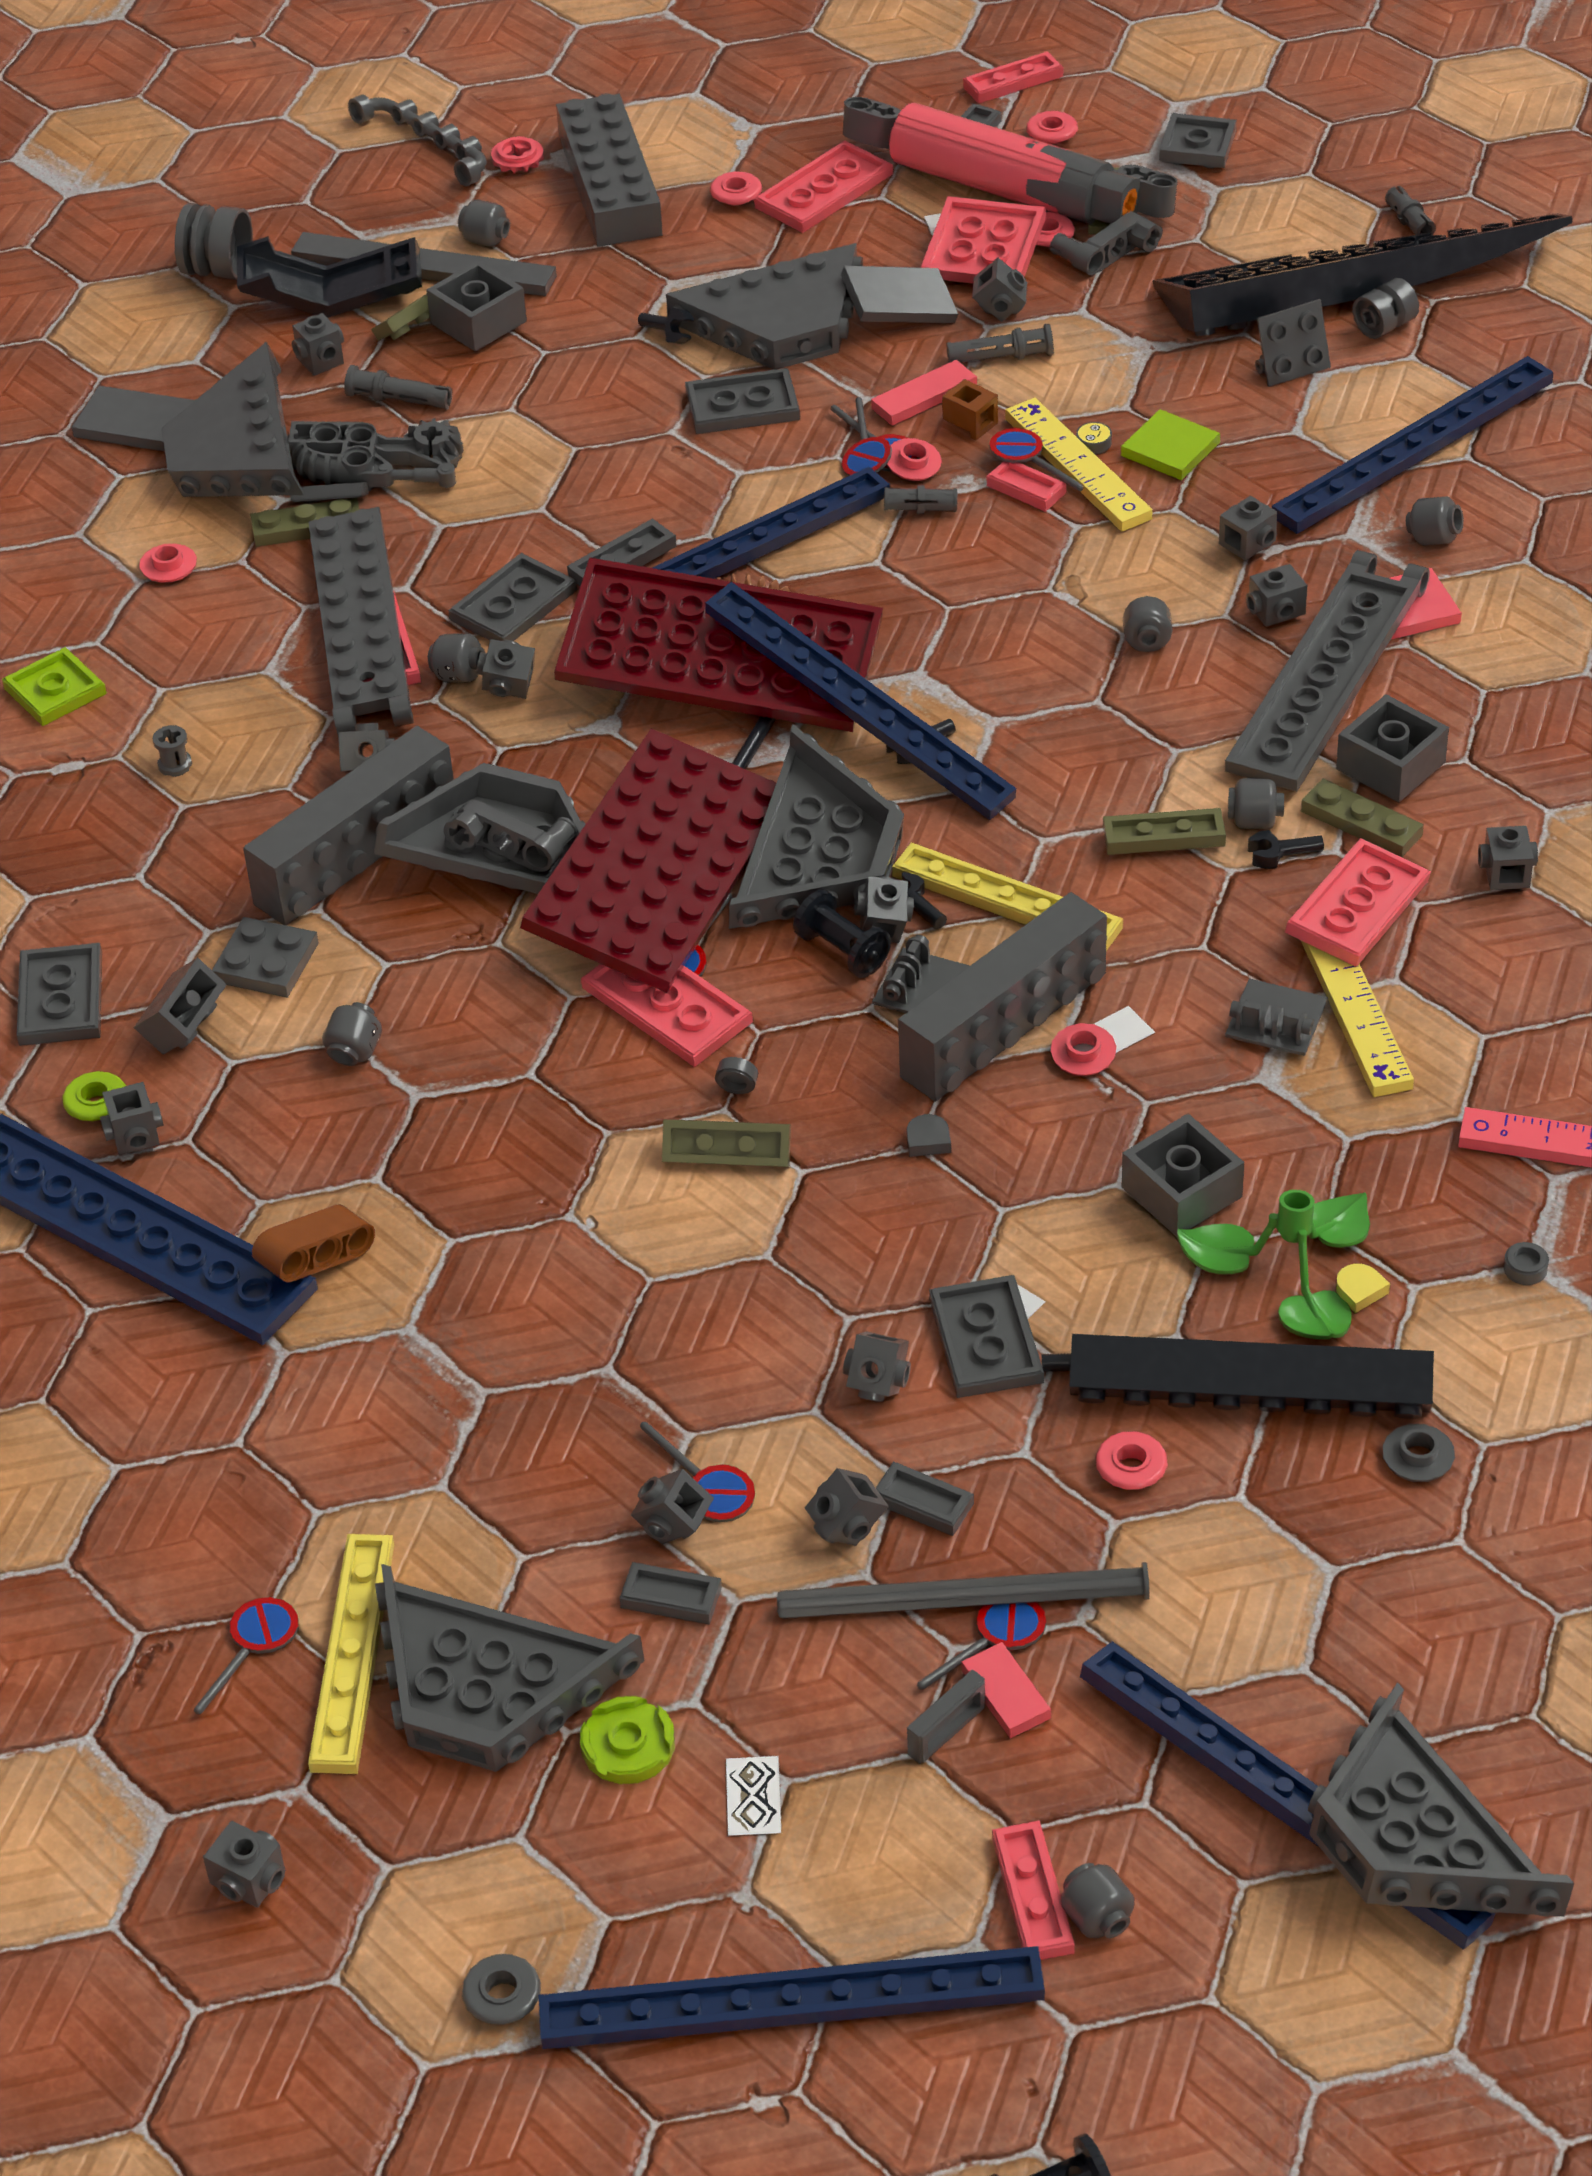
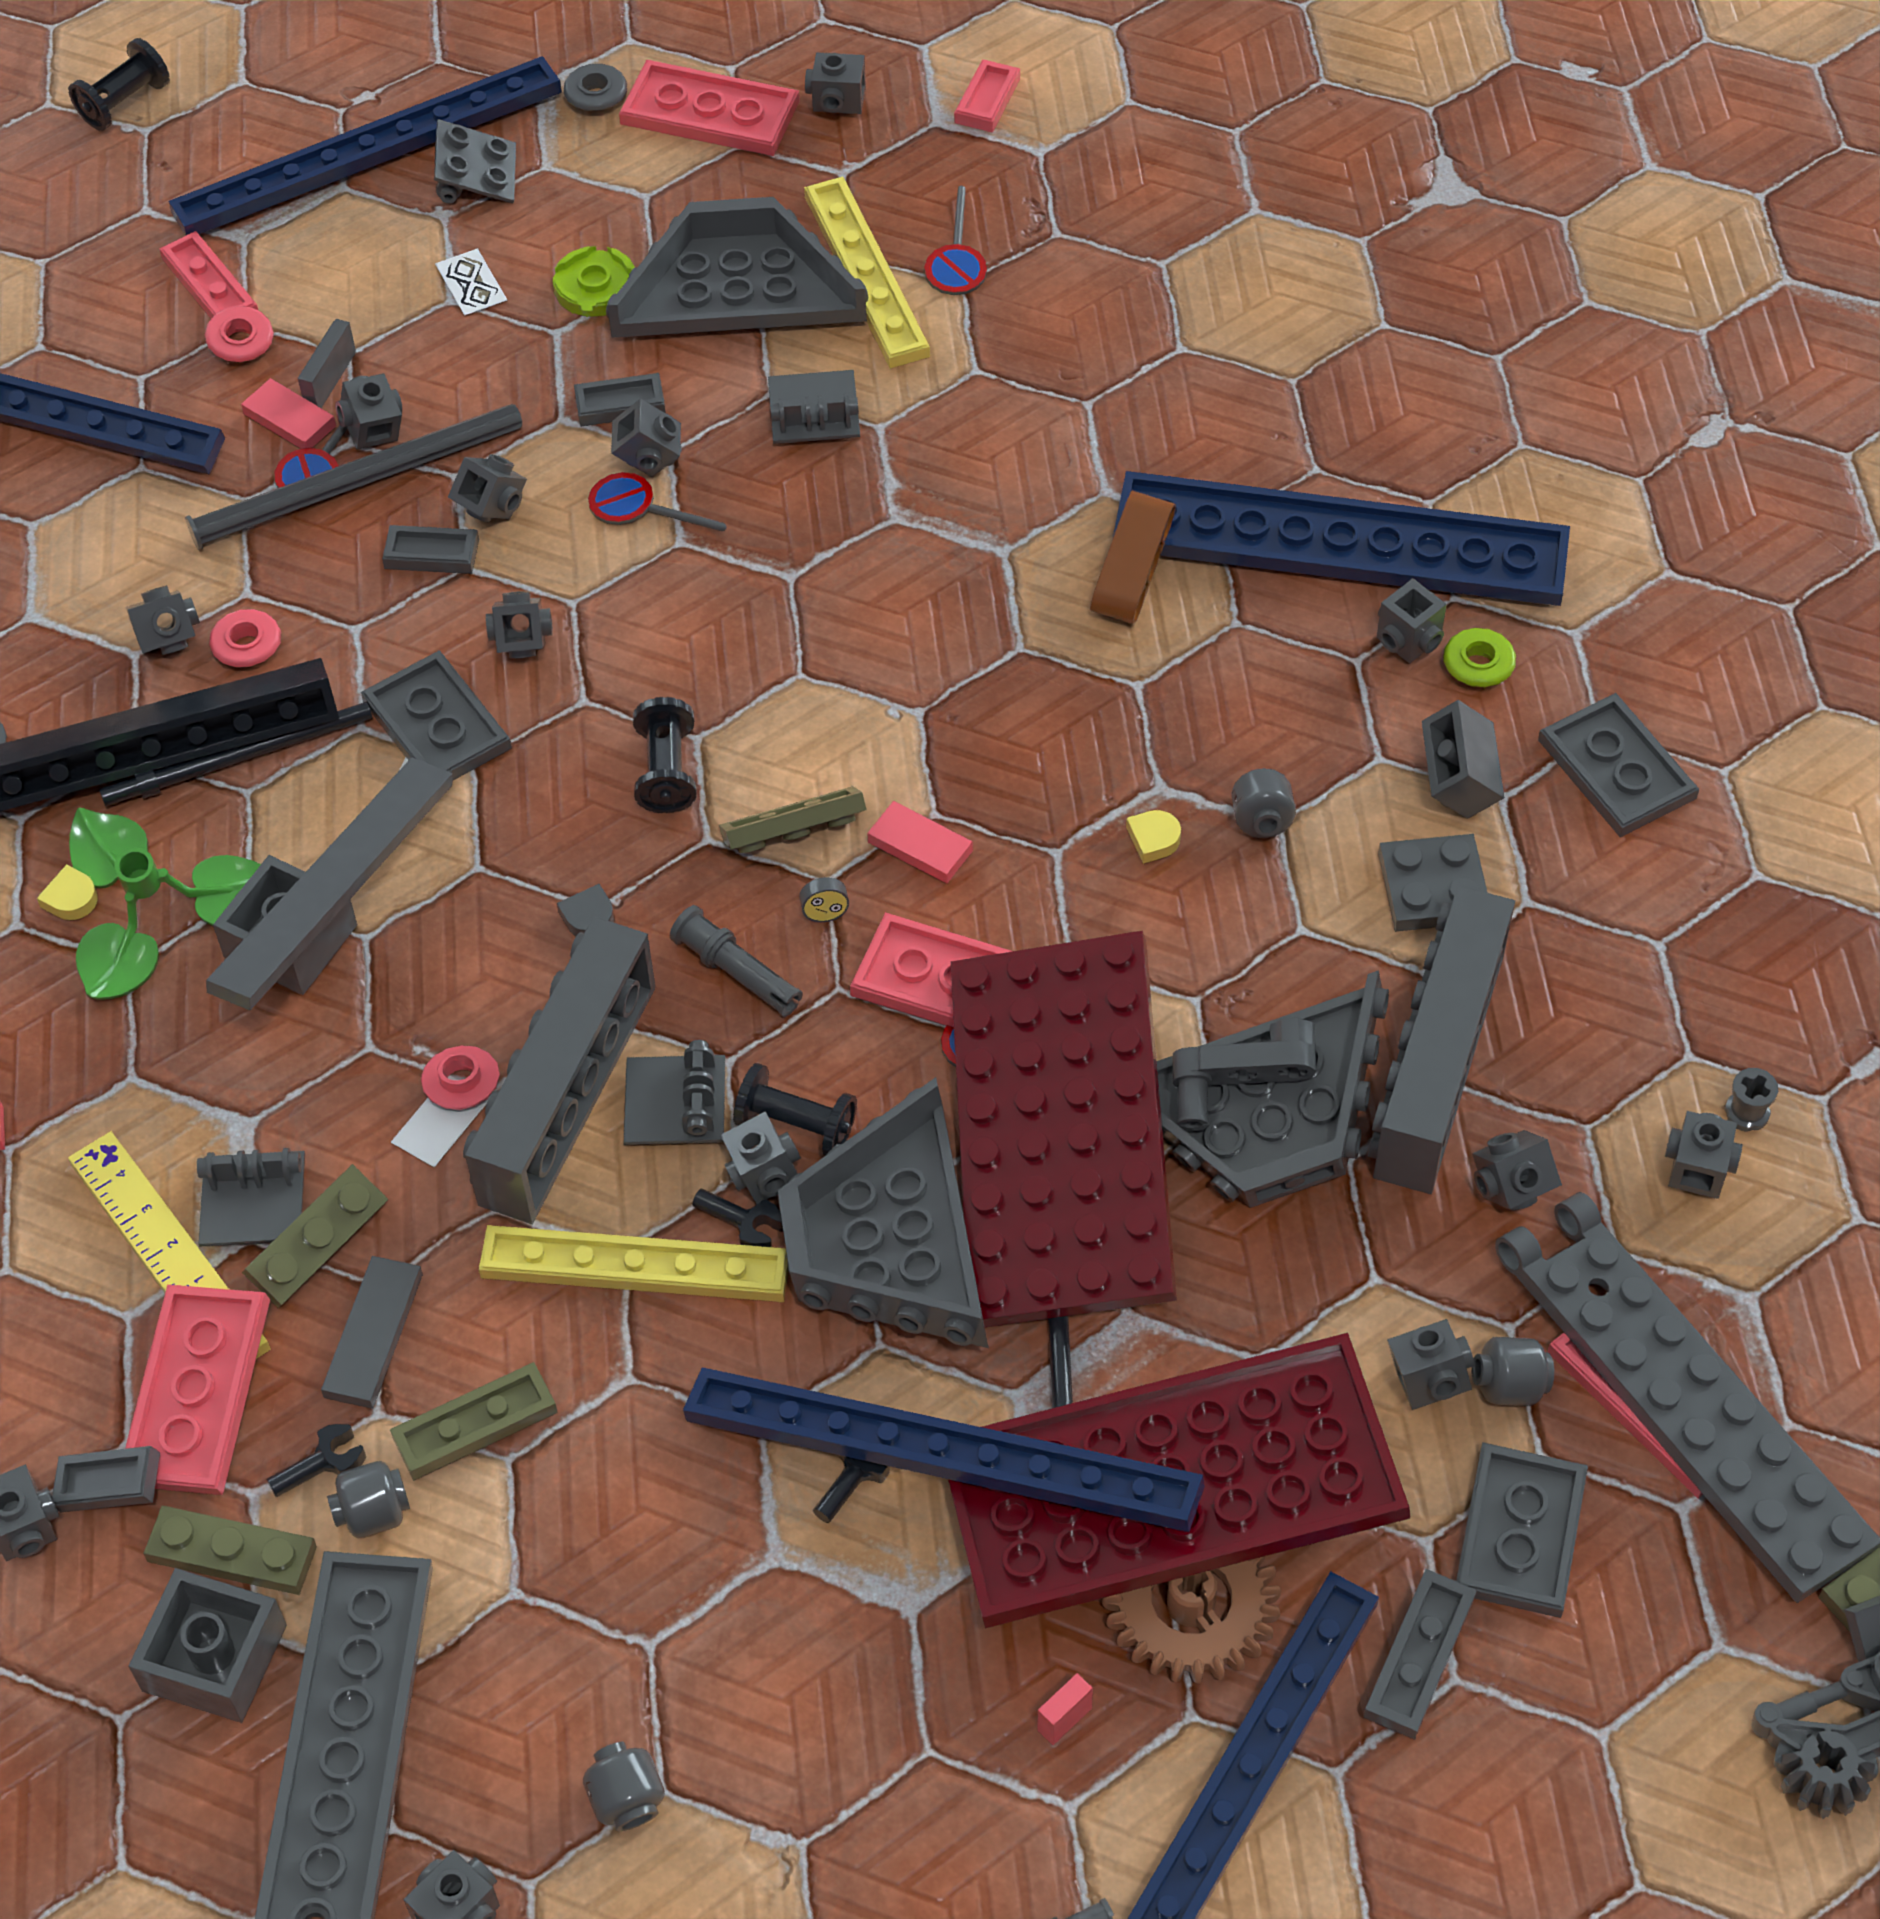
camera: 155 degrees right, 10 degrees up
(93, 1822) = (987, 95): none -> coral tile
(235, 723) = (1703, 1153): none -> dark grey brick
(391, 1922) = (709, 107): none -> coral tile
(447, 1053) = (1154, 834): none -> light yellow tile
(492, 1513) = (813, 406): none -> dark grey hinge
(632, 1105) = (920, 842): none -> coral tile
(686, 1926) = (473, 163): none -> dark grey hinge
(817, 1192) = (663, 724): none -> black hose
(837, 1067) = (719, 949): none -> dark grey pin
(855, 584) = (1065, 1709): none -> coral tile
(924, 1634) = (370, 410): none -> dark grey brick
(1019, 1782) = (239, 320): none -> coral piece
(1097, 1901) = (148, 274): dark grey head -> none
(1129, 1155) = (328, 884): none -> dark grey tile
(1215, 910) = (372, 1332): none -> dark grey tile
(1219, 1490) = (145, 616): none -> dark grey brick
(1236, 971) = (315, 1236): none -> olive plate
(1439, 866) = (105, 1479): none -> dark grey tile

